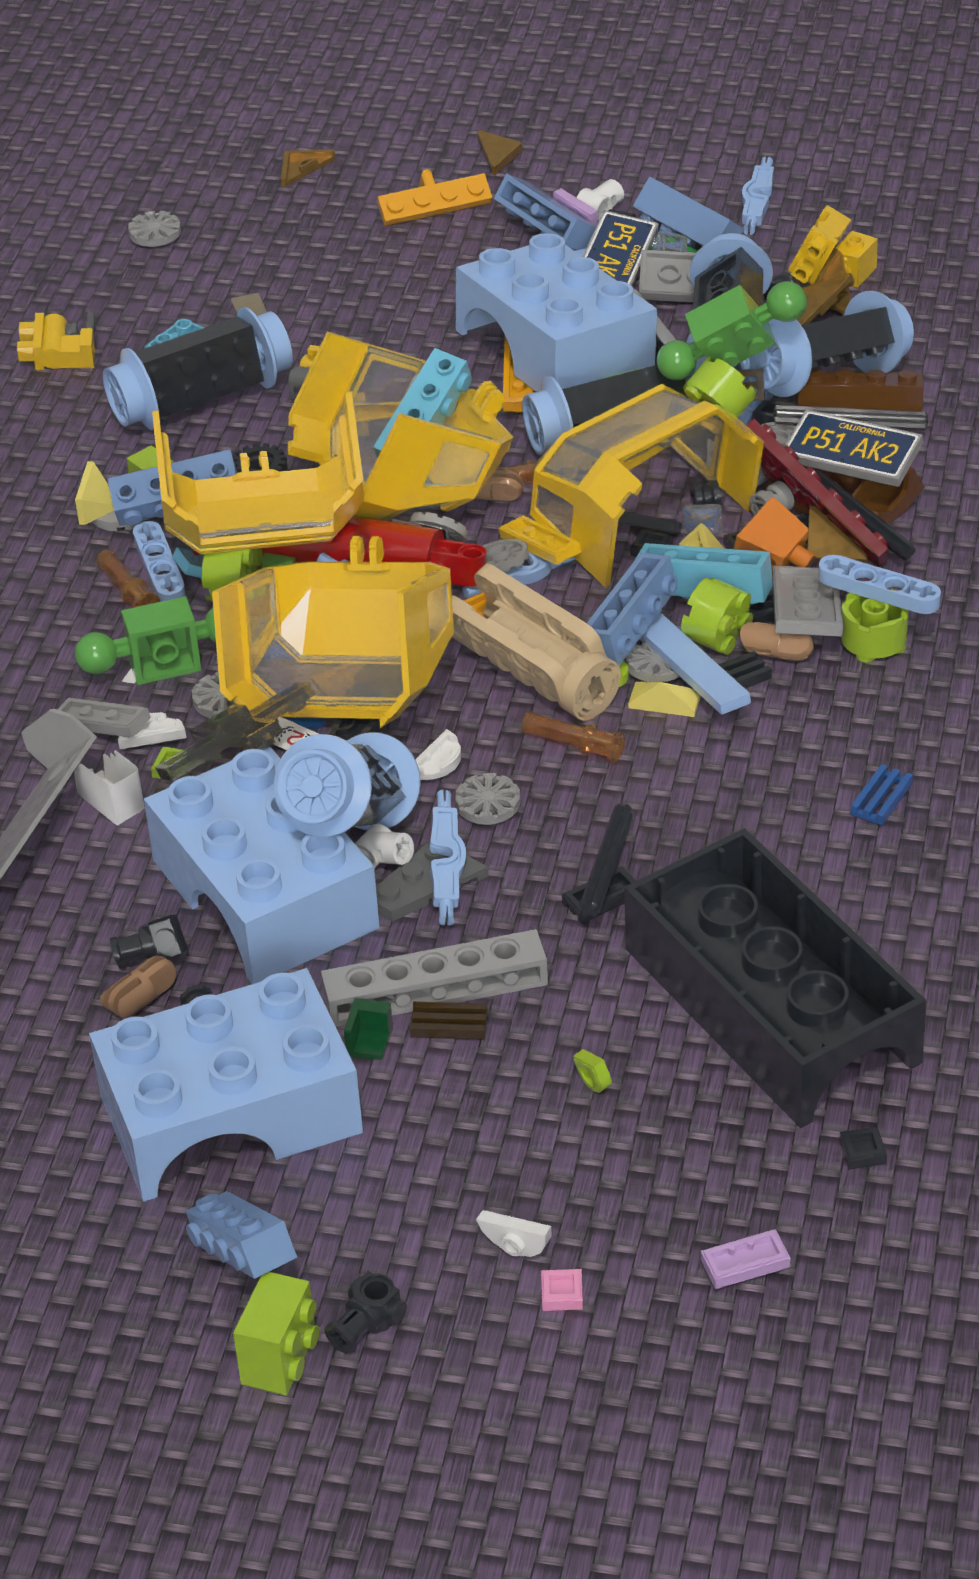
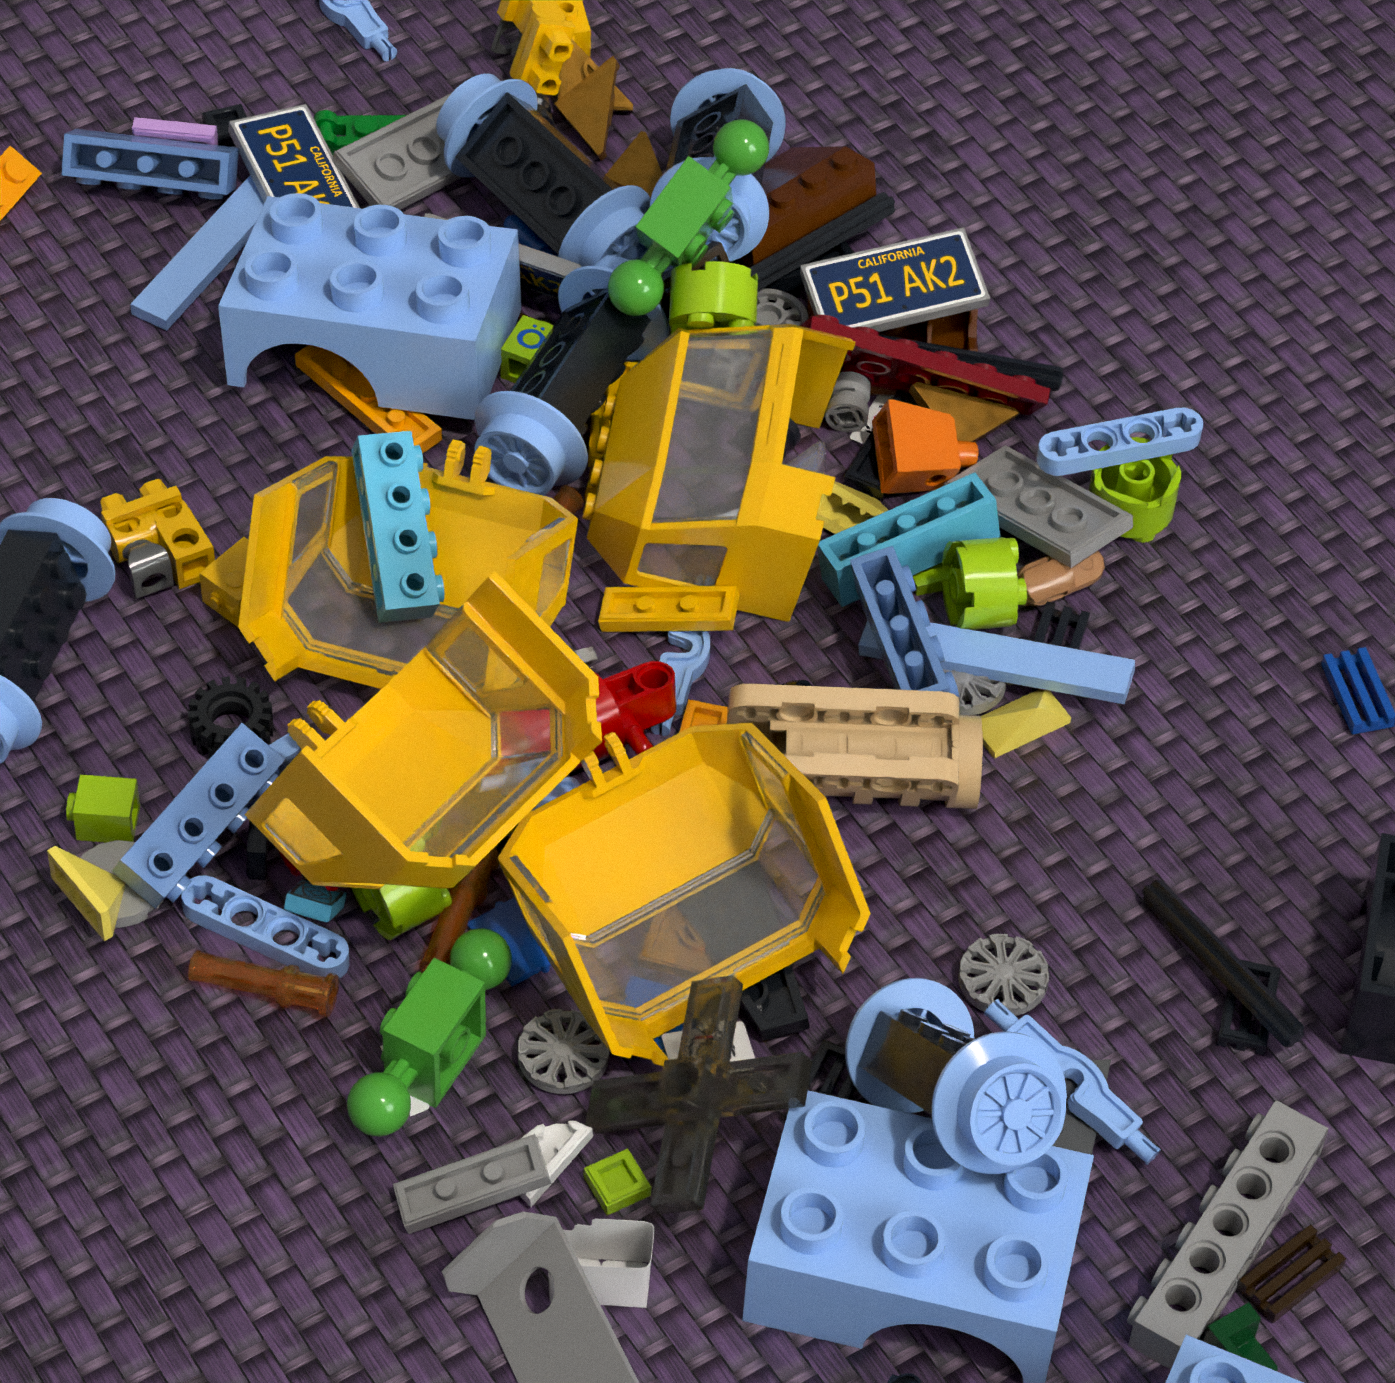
camera: 50 degrees left, 10 degrees up
(440, 757) = (895, 953): white plate -> none
(506, 553) = (649, 649): light grey wheel -> none
(587, 738) = (1017, 827): clear orange pin -> none
(603, 197) = (180, 98): white piece -> none
(670, 242) = (346, 127): clear slope -> none
(682, 214) = (323, 77): medium blue brick -> none

